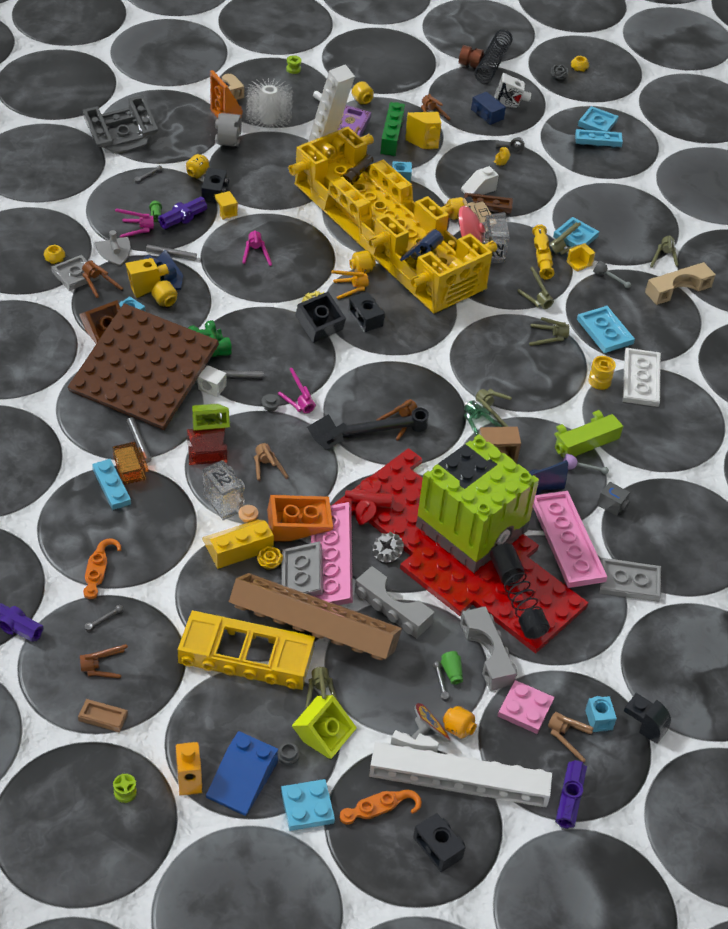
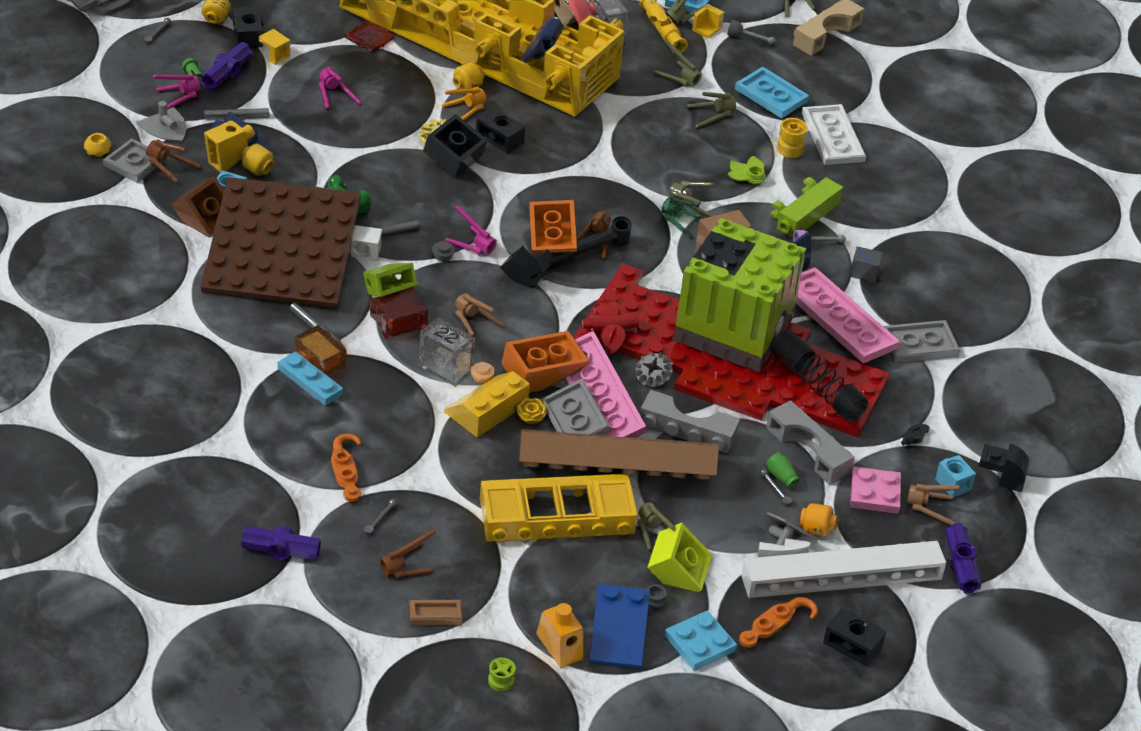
camera: 20 degrees left, 5 degrees down
(305, 212) = (369, 36): none -> clear red piece
(363, 404) = (553, 226): none -> orange slope
(552, 393) = (751, 172): none -> lime plate
(585, 664) = (915, 434): none -> black piece

